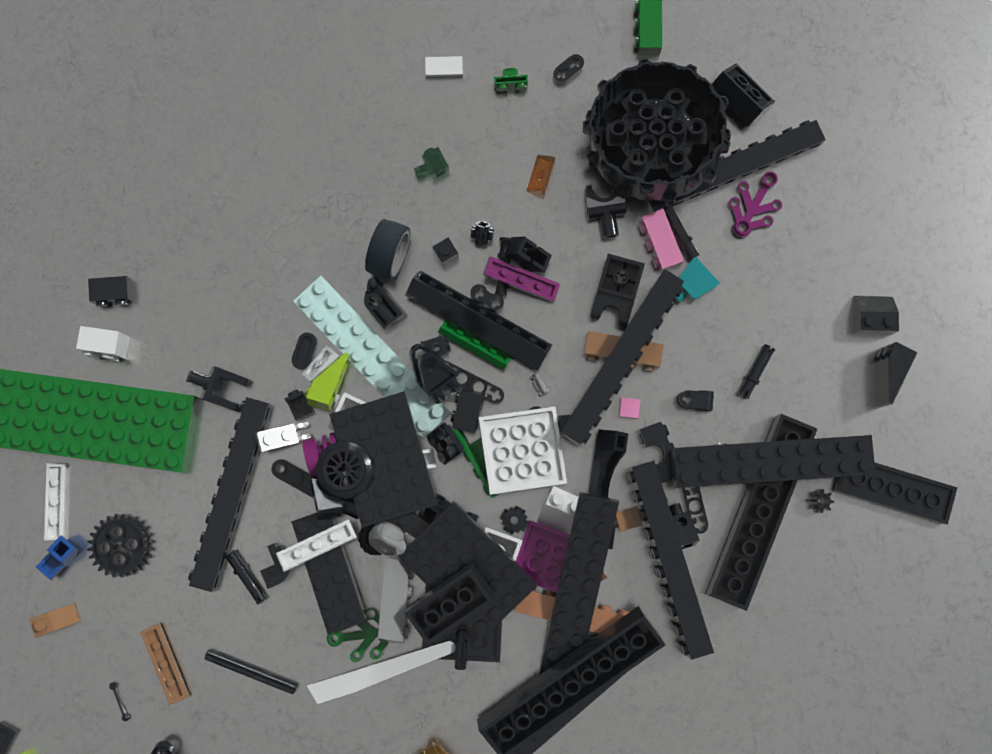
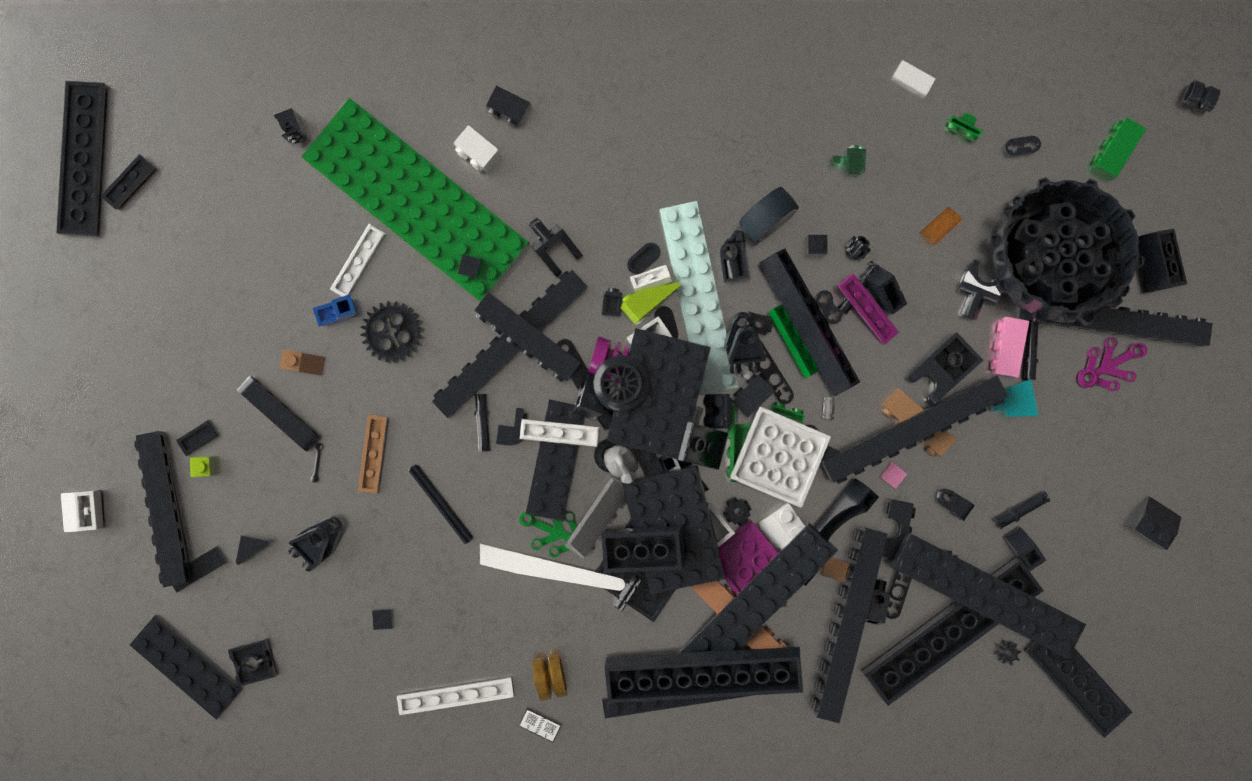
camera: 35 degrees right, 5 degrees up
(59, 678) = (278, 413): none -> black beam
(152, 447) = (469, 266): none -> black tile
(239, 478) = (527, 336): none -> black brick
(281, 437) = (581, 321): white hinge -> none
(354, 389) = (667, 317): none -> black tile
(449, 481) = (703, 446): none -> black tile
(514, 406) = (795, 414): none -> green piece
(779, 402) = (1025, 548): none -> black slope
(891, 371) = (1138, 580): black slope -> none

